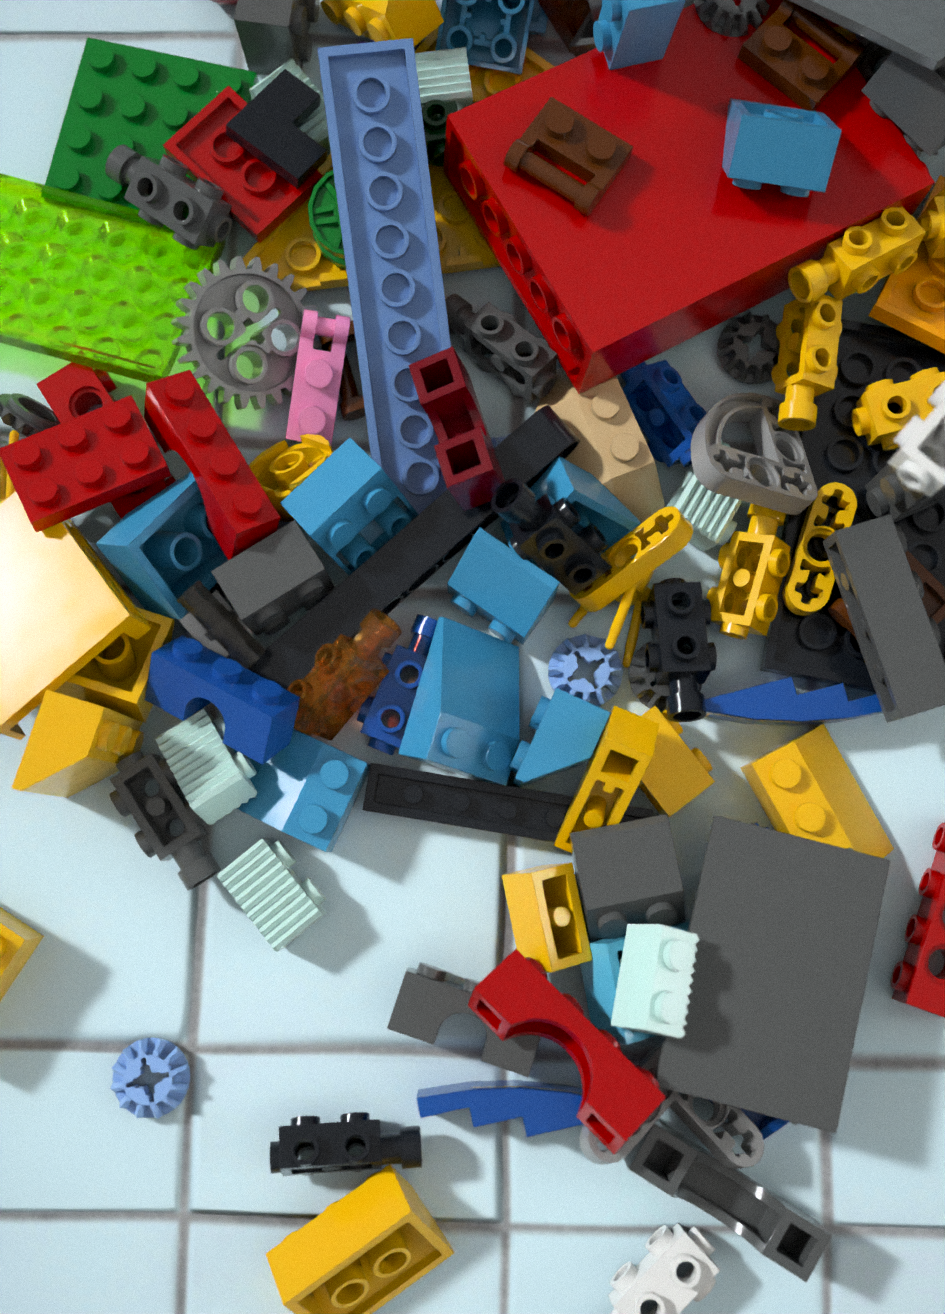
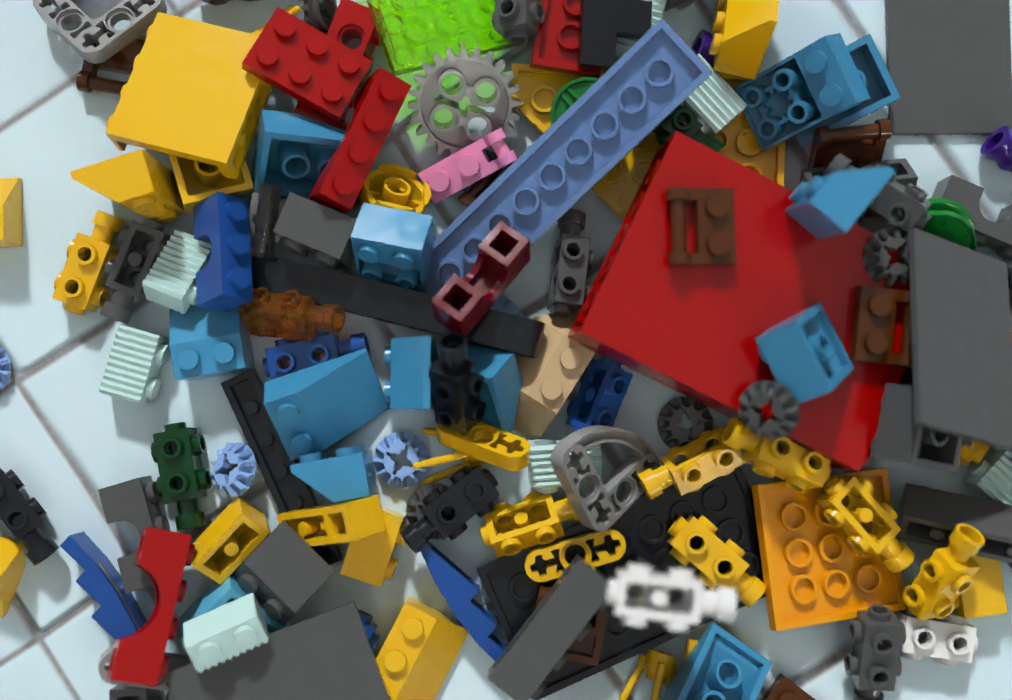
camera: 55 degrees right, 5 degrees up
(131, 873) = (88, 273): none -> yellow brick
(421, 919) = (184, 464): none -> dark green brick
(485, 857) = (241, 477): none -> light blue gear
(790, 213) = (783, 406): none -> dark grey gear

